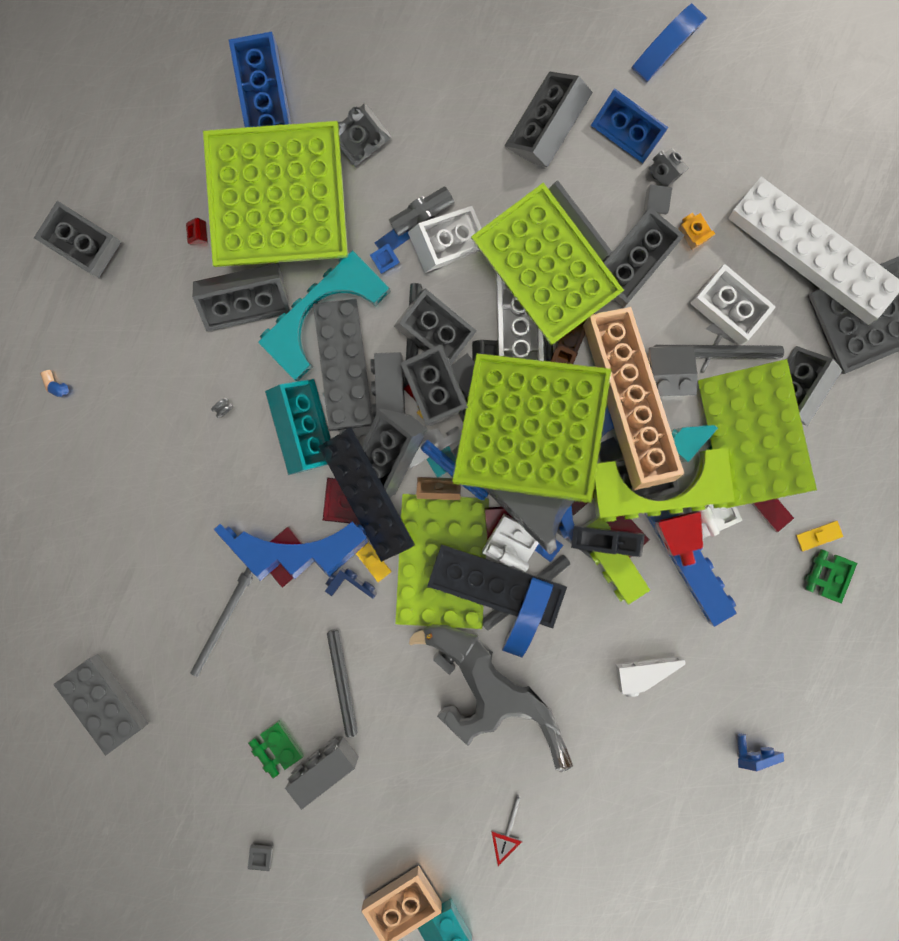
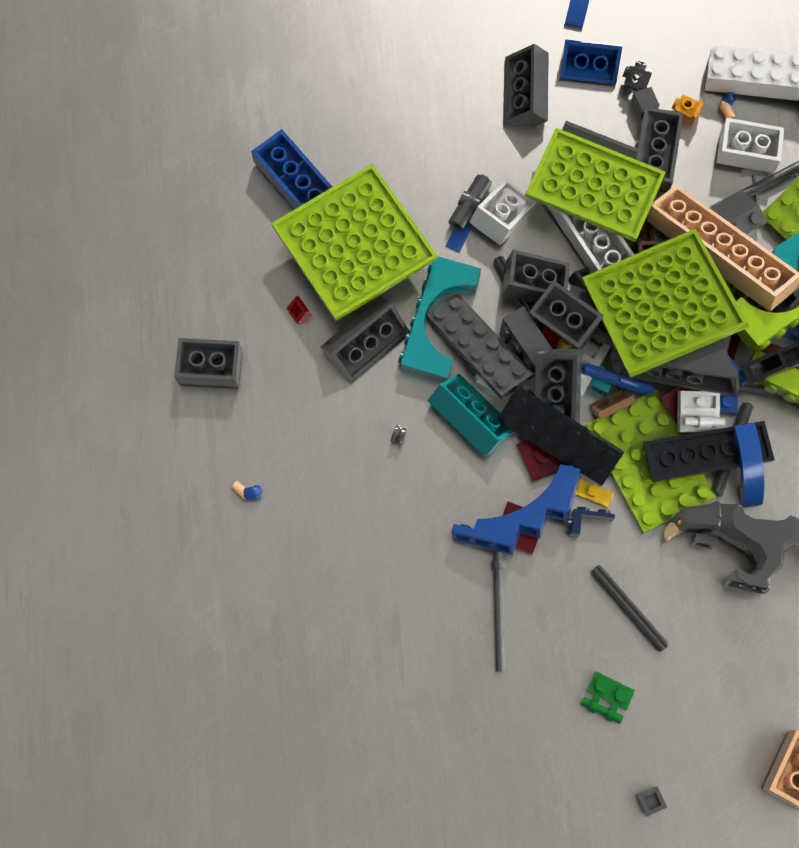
camera: 30 degrees left, 15 degrees down
(101, 704) = (437, 739): dark grey brick -> none
(321, 772) = (660, 688): dark grey brick -> none
(361, 134) = (392, 168): dark grey slope -> none
(384, 258) = (462, 251): blue plate -> none
(738, 247) = (726, 104): none -> arm

